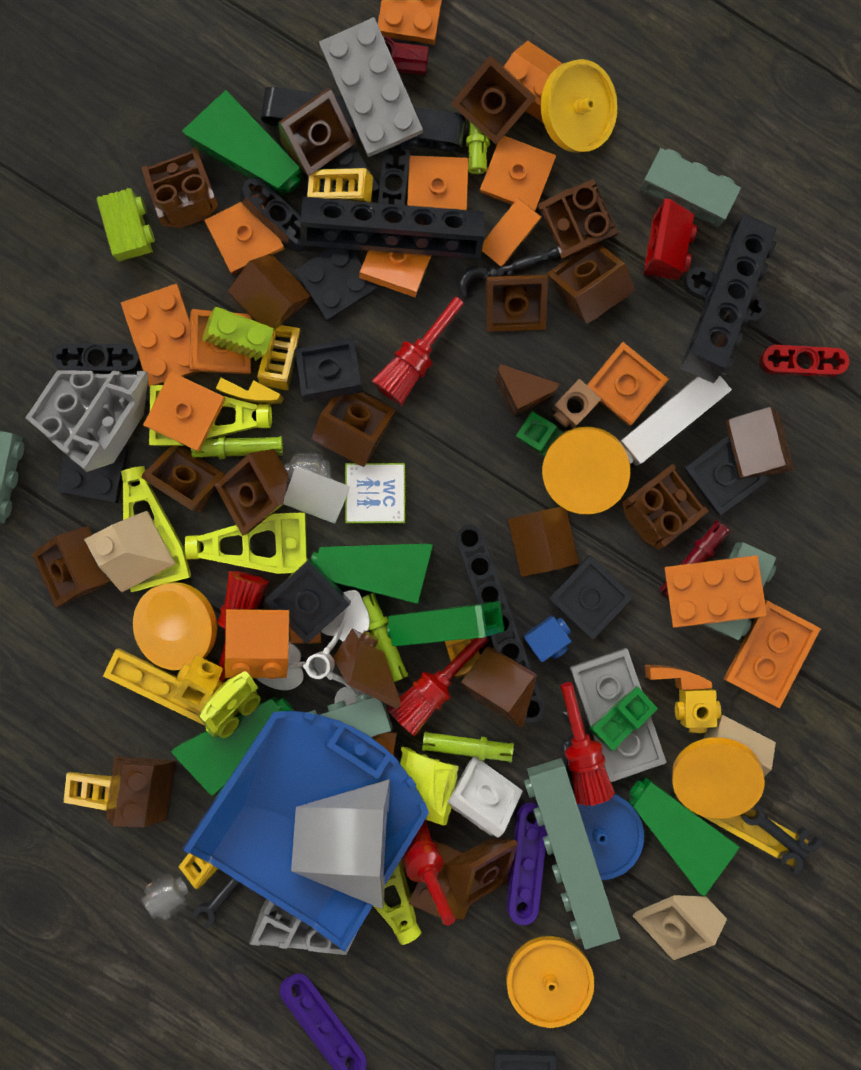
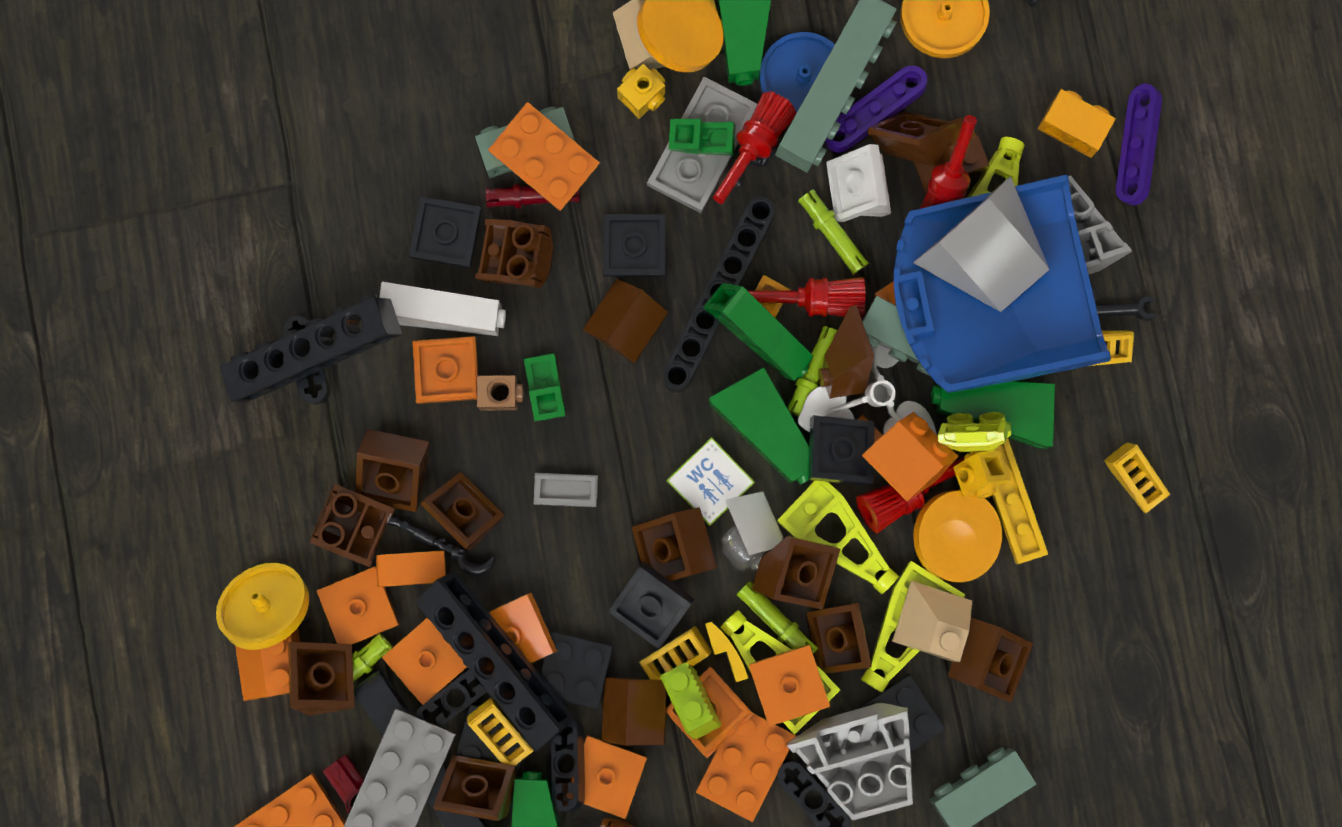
camera: 135 degrees left, 5 degrees down
(139, 791) = (1105, 442): reddish brown slope -> none
(165, 897) = (1161, 349): clear head -> none
(380, 998) = (1076, 122): none -> light orange brick
(413, 359) = (581, 549): red piece -> none
(433, 781) = (882, 231): neon yellow slope -> none
(464, 389) = (565, 490): none -> light grey tile
(501, 685) = (764, 247): reddish brown slope -> none
(523, 389) = (527, 439): reddish brown slope -> none
(548, 638) = (695, 247): blue brick -> none
(586, 470) = (541, 337): light orange piece -> none
(669, 241) = (305, 438): red slope -> none
(683, 679) = (629, 120): orange slope -> none
(690, 186) = (246, 463): sand green brick -> none
(759, 443) = (399, 227): slope -> none
(772, 654) = (549, 74): orange plate -> none
(825, 370) = (294, 232): red beam -> none

